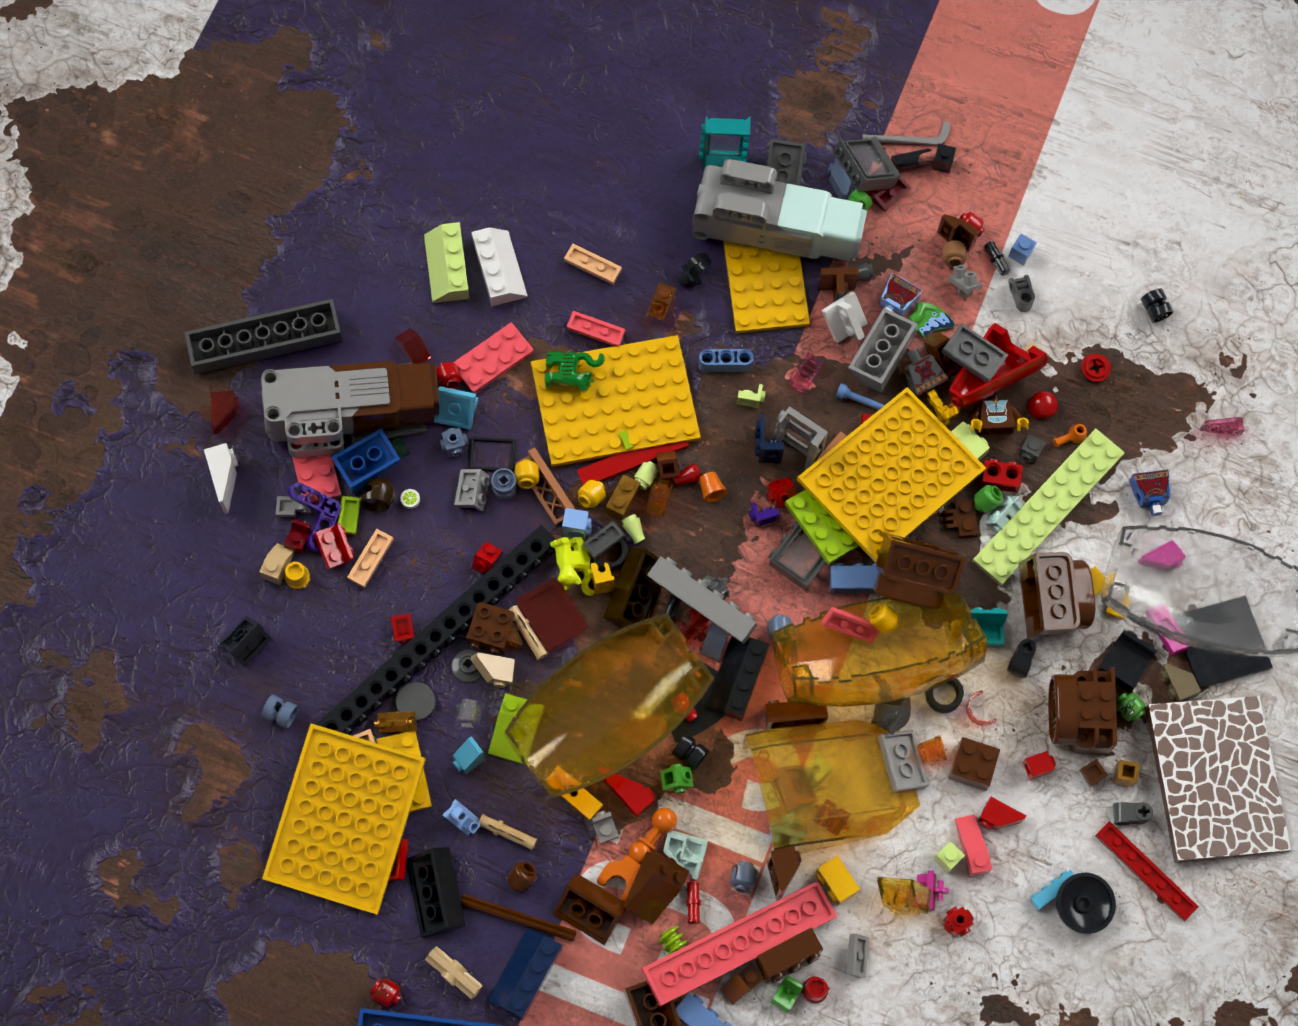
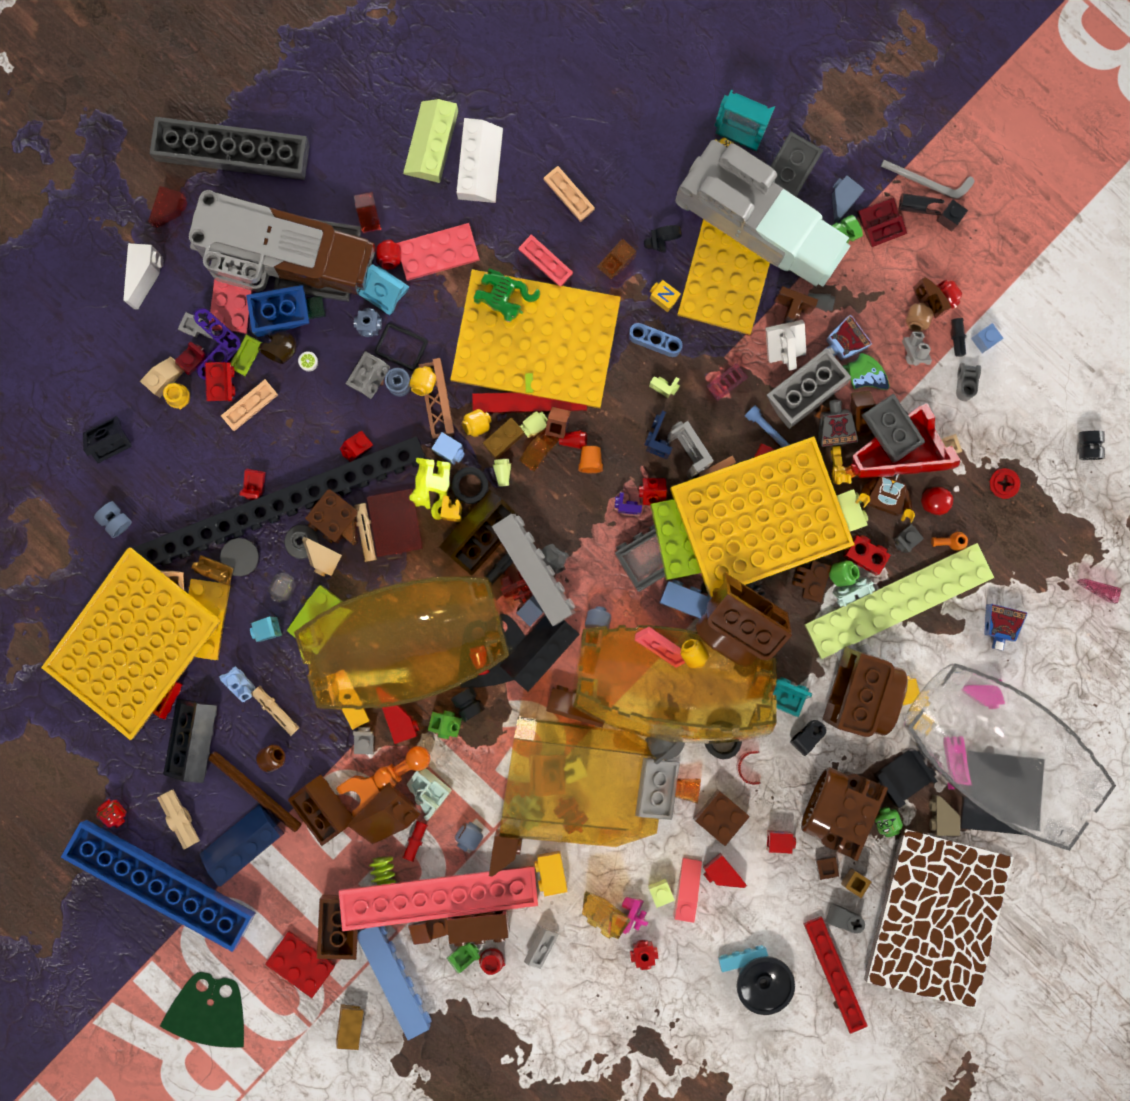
camera: 20 degrees right, 15 degrees up
(603, 540) = (467, 474): dark grey plate -> none
(717, 319) = (664, 295): none -> yellow brick
(867, 164) = (873, 194): dark grey window -> none

